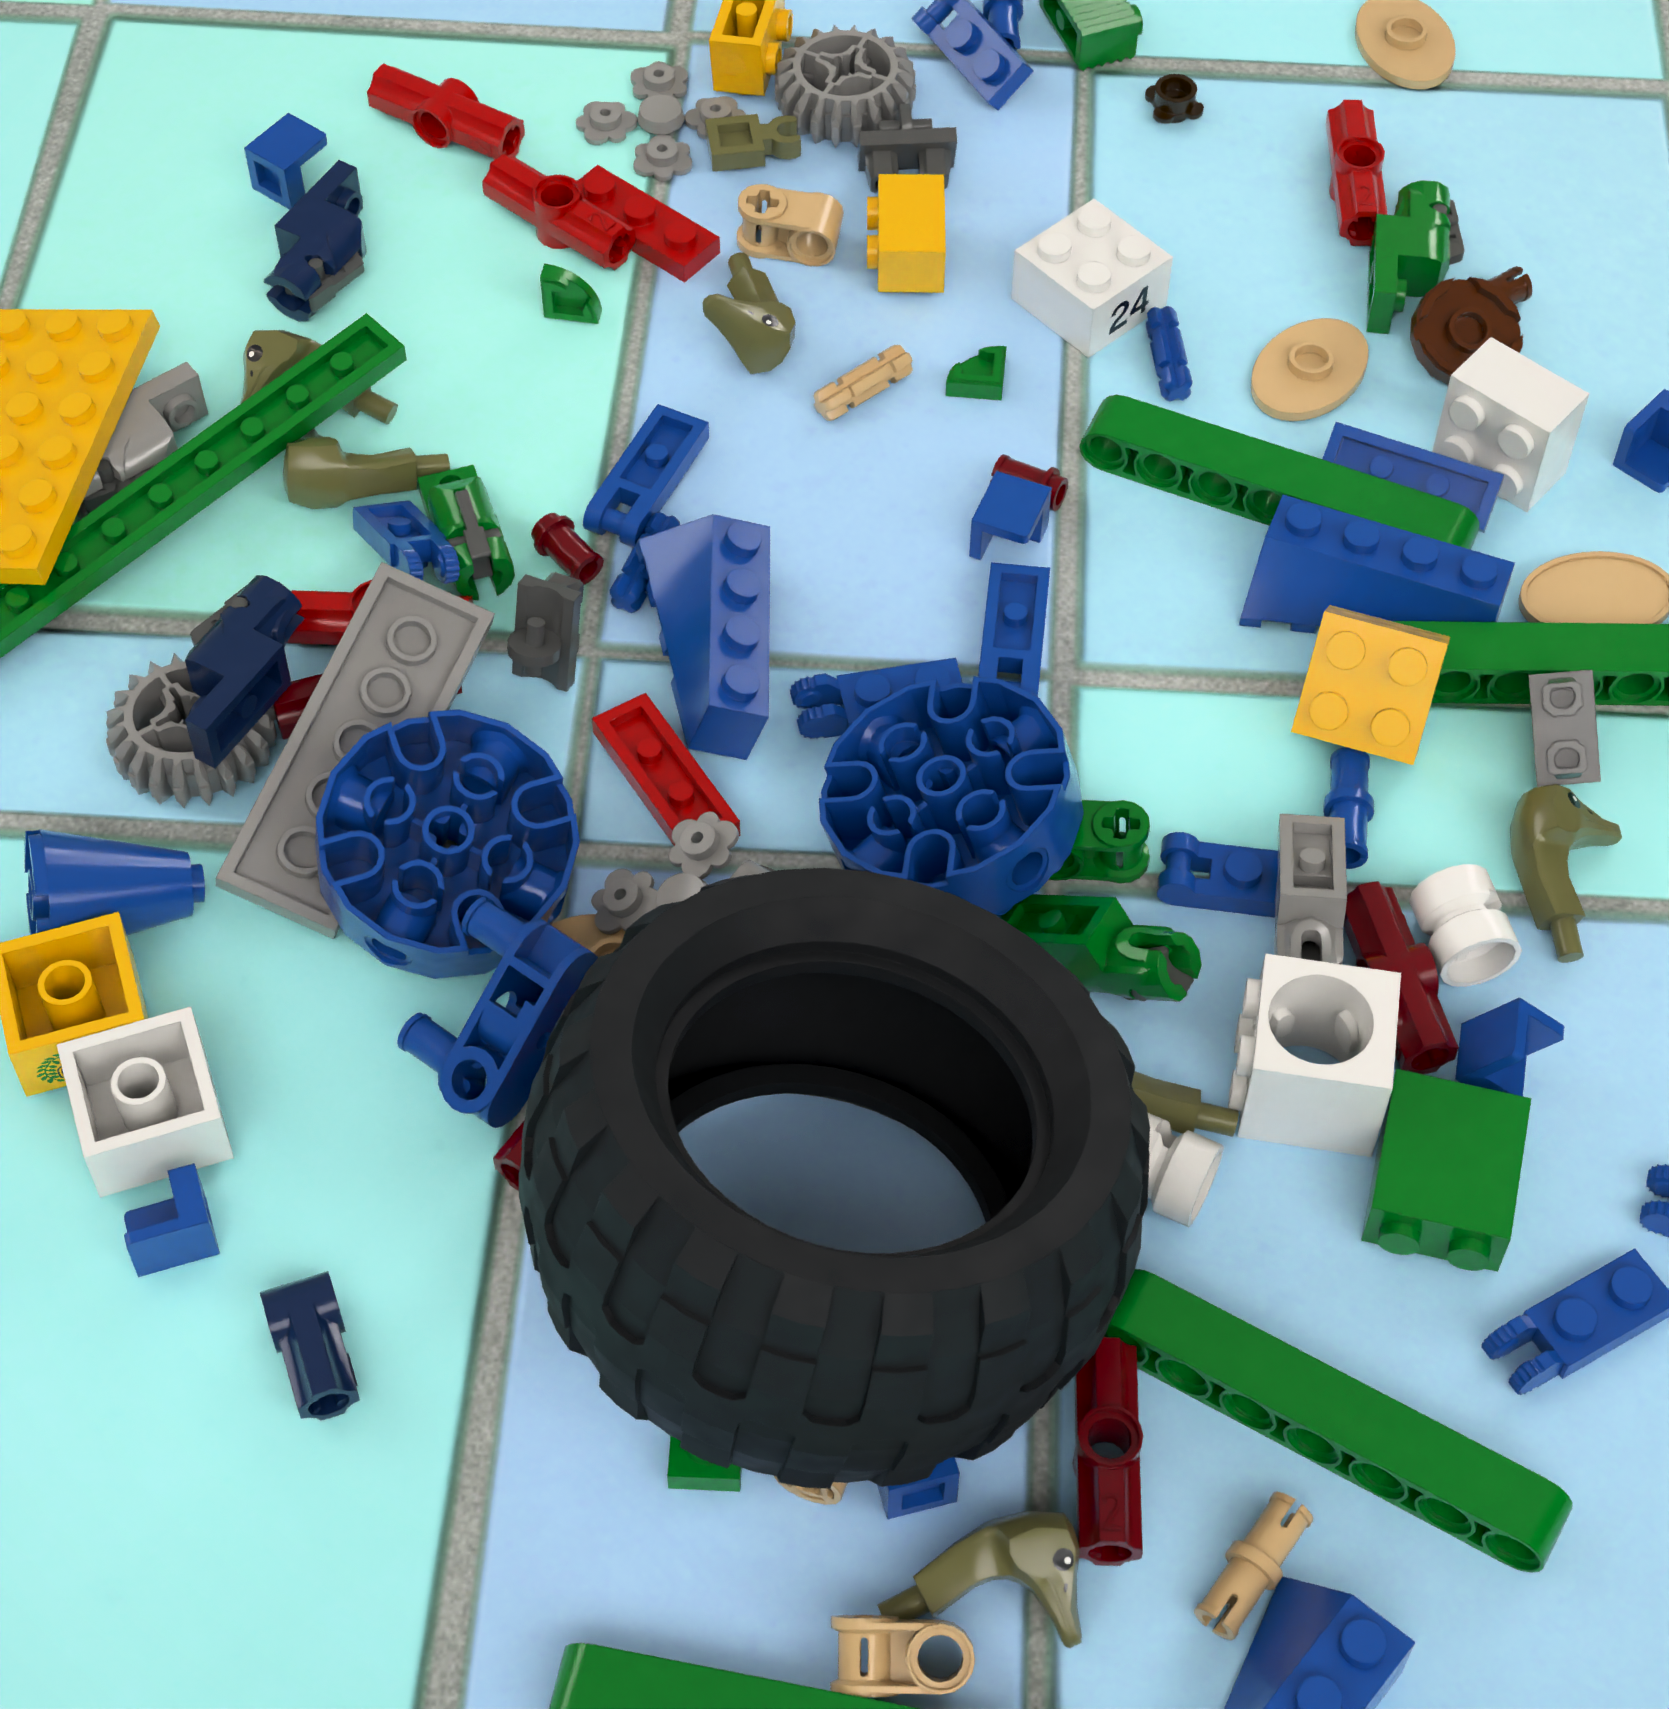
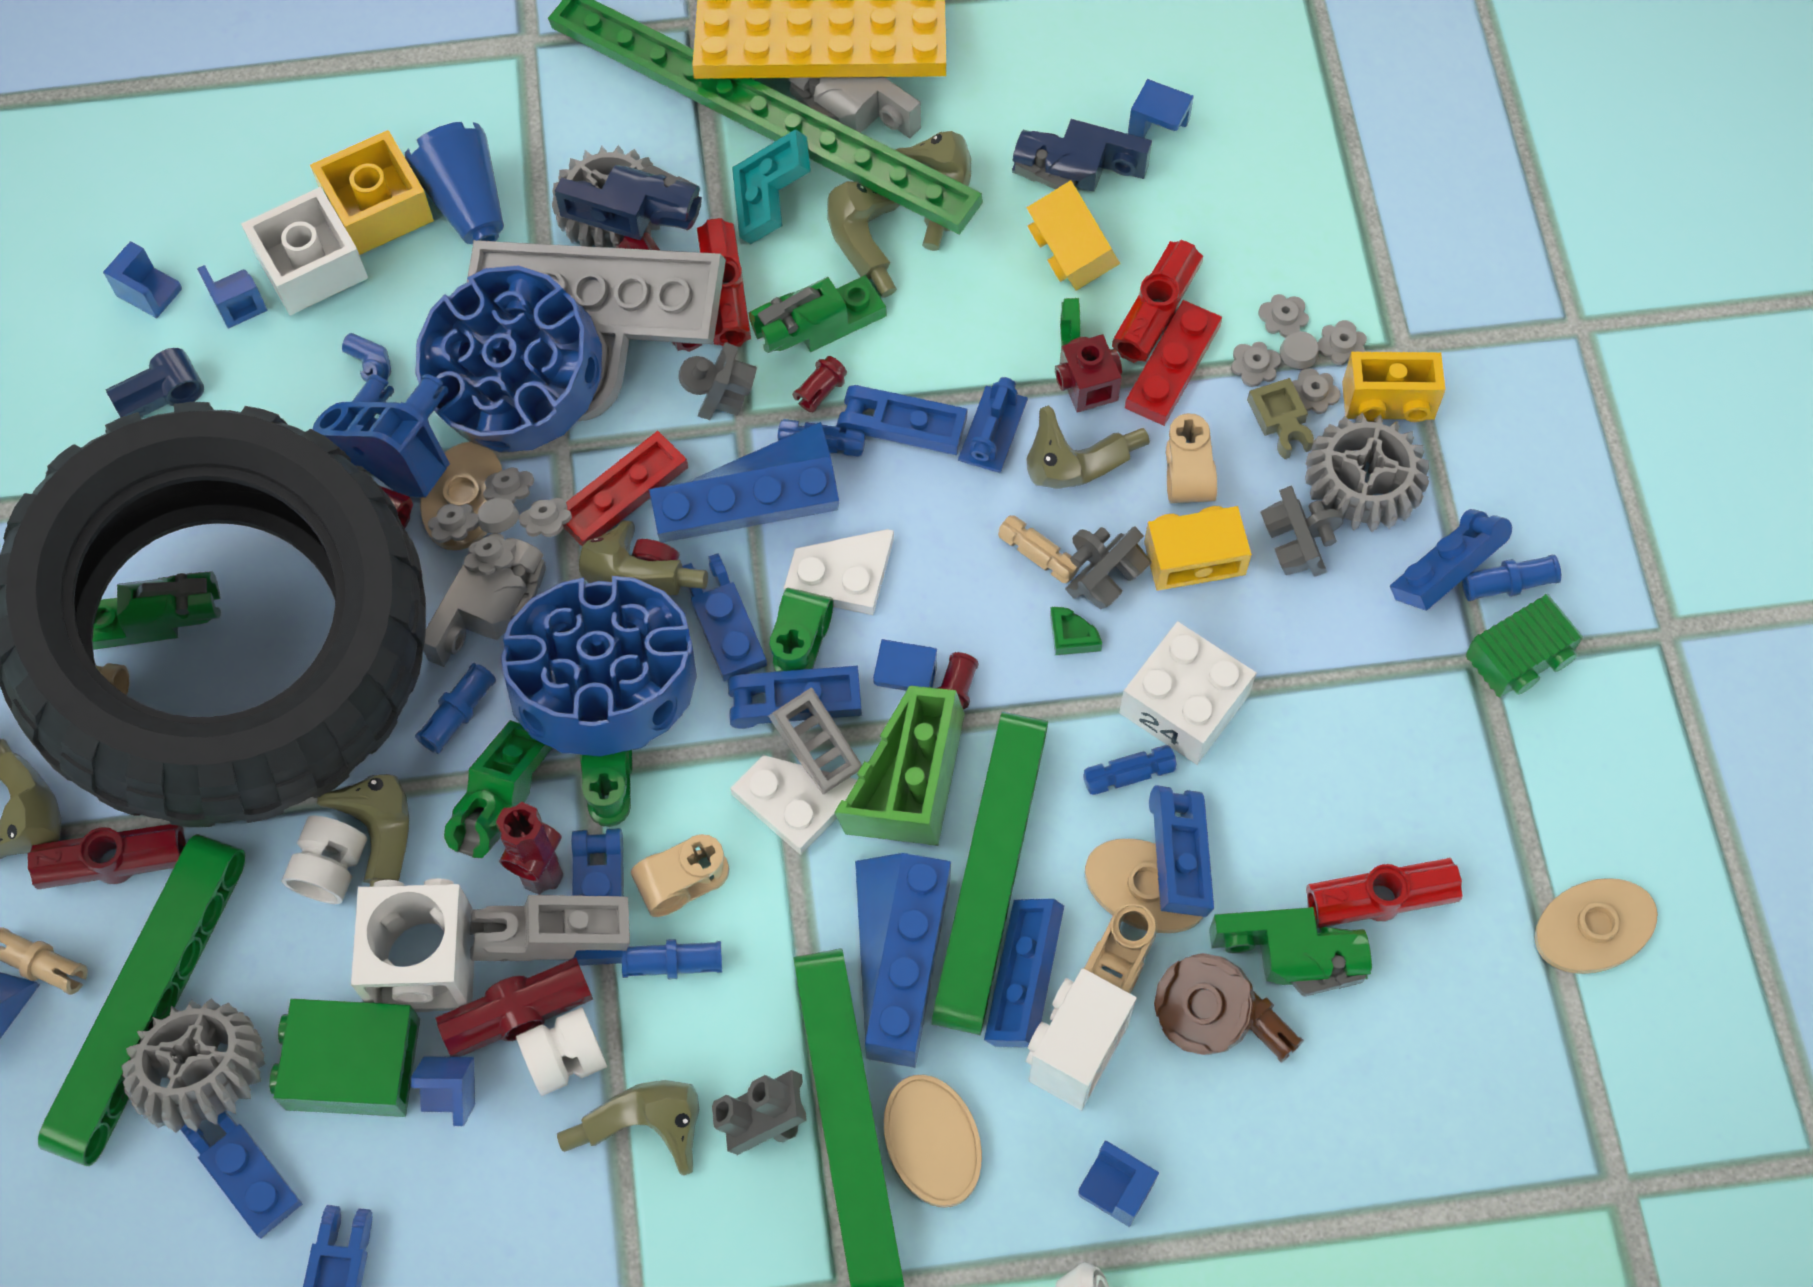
camera: 80 degrees right, 10 degrees up
(104, 1357) = (140, 283): none -> blue panel
(225, 543) = (759, 182): none -> teal plate
(351, 1051) = (373, 356): none -> blue arm
(407, 539) = (786, 274): blue hinge -> none
(444, 261) = (1072, 235): none -> yellow brick
(445, 112) = (1246, 202): red piece -> none
(644, 282) = (1089, 372): none -> dark red brick
(692, 392) = (993, 426): none -> blue hinge
(779, 750) = (654, 551): none -> dark red tile
(787, 793) = (610, 557): none -> olive animal
(846, 572) = (843, 569): none -> white wing
(902, 316) = (1120, 553): none -> dark grey hips
(922, 612) = (799, 629): none -> green piece
(1057, 630) = (820, 716): none -> light grey slope
(1147, 527) = (910, 773): none -> bright green wedge
(1149, 665) = (789, 800): none -> white wing
(1174, 99) = (1445, 722): dark brown plate -> none
(1214, 885) = (529, 848): none -> dark red piece
(1240, 777) = (676, 877): none -> tan piece
(1283, 315) = (1182, 851): none -> blue plate
(1370, 684) = (766, 950): yellow brick -> none
(1391, 383) = (1122, 954): none -> tan piece
(1454, 1286) = (199, 1075): none -> light grey gear

